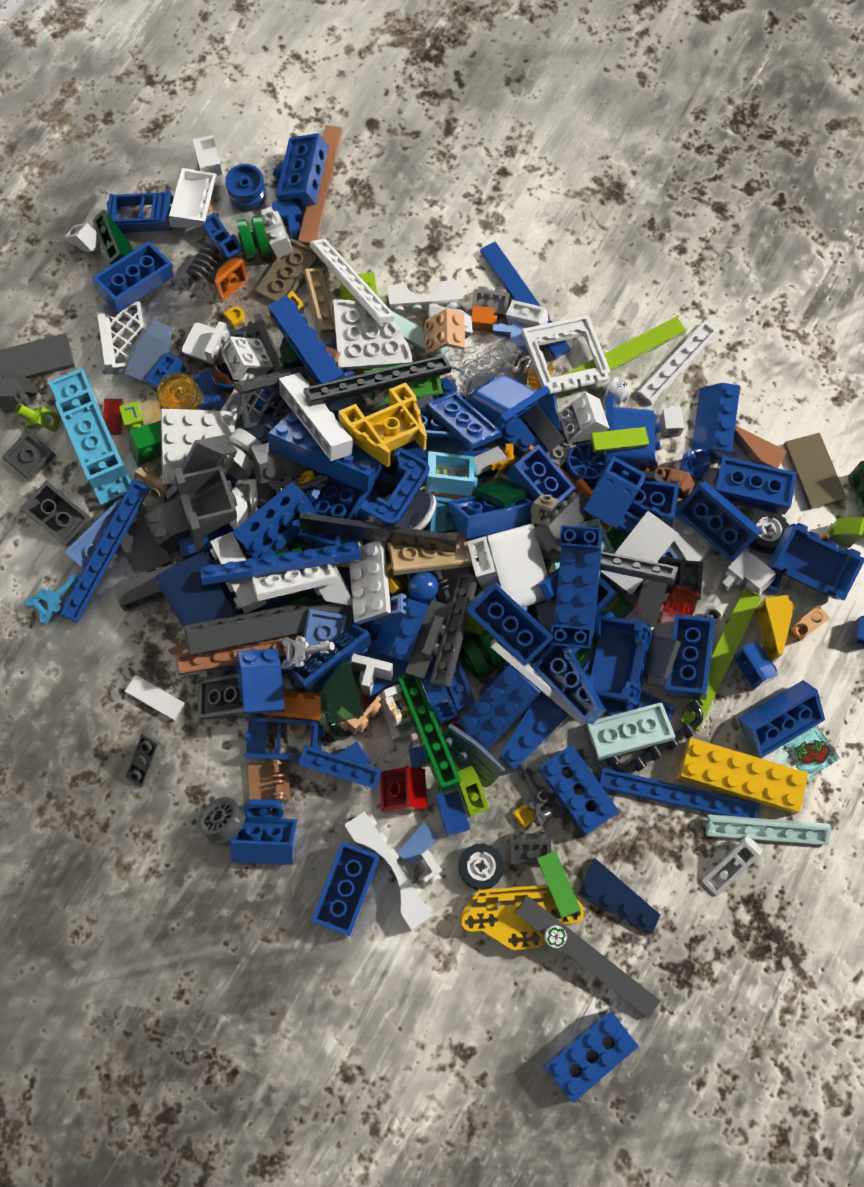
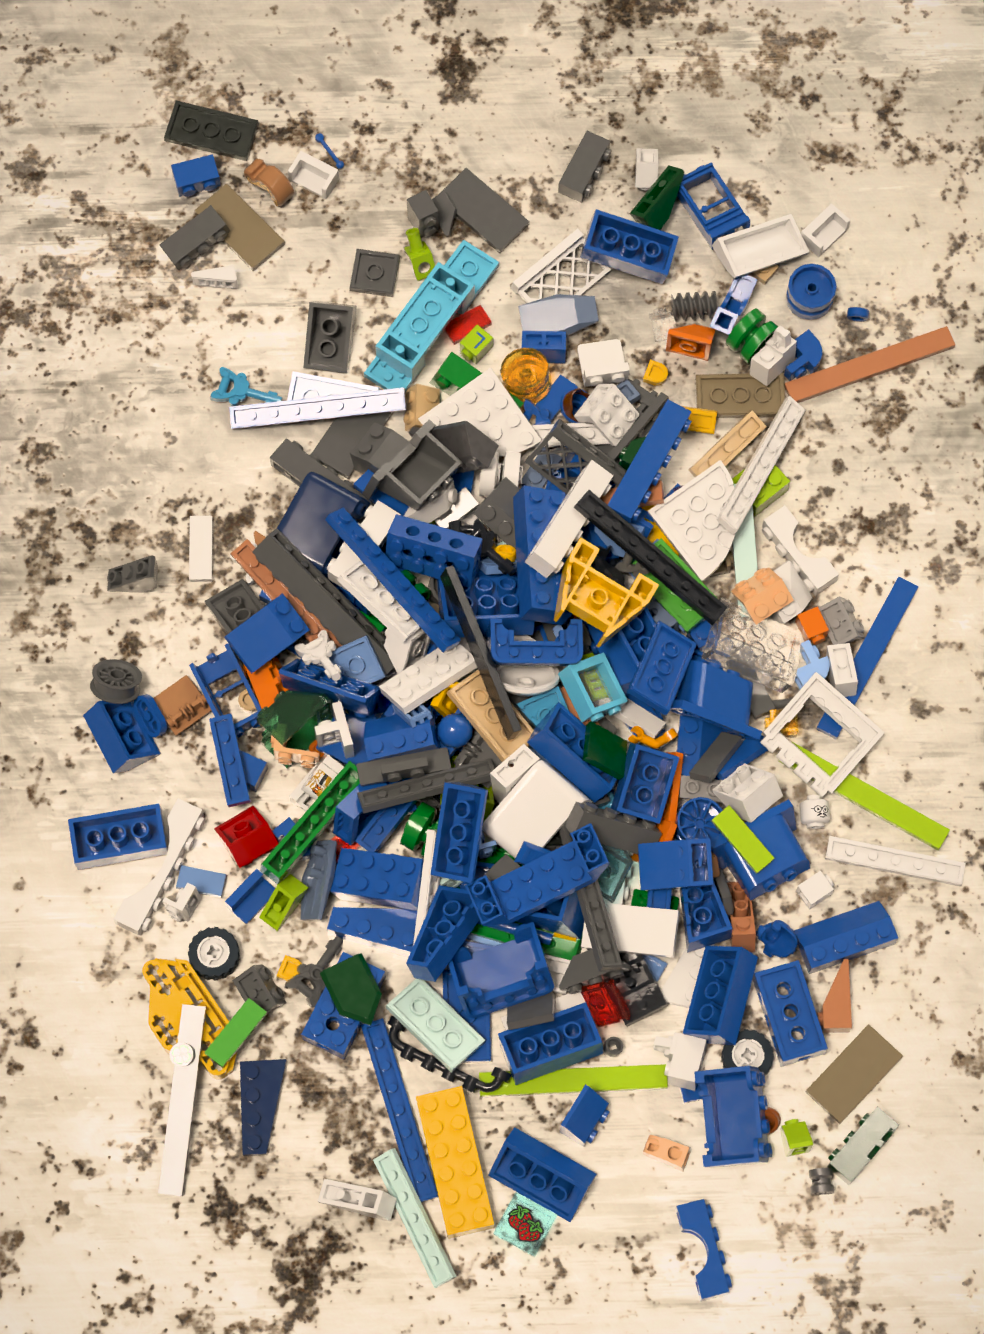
camera: 60 degrees right, 0 degrees up
(53, 275) = (584, 167): none -> dark grey brick
(302, 170) = (867, 337): blue brick -> none
(541, 506) = (610, 798): dark tan bracket -> none
(575, 775) = (353, 989): none -> dark green tile
(605, 1058) = (86, 1139): blue brick -> none
(774, 621) = (641, 1112): yellow slope -> none

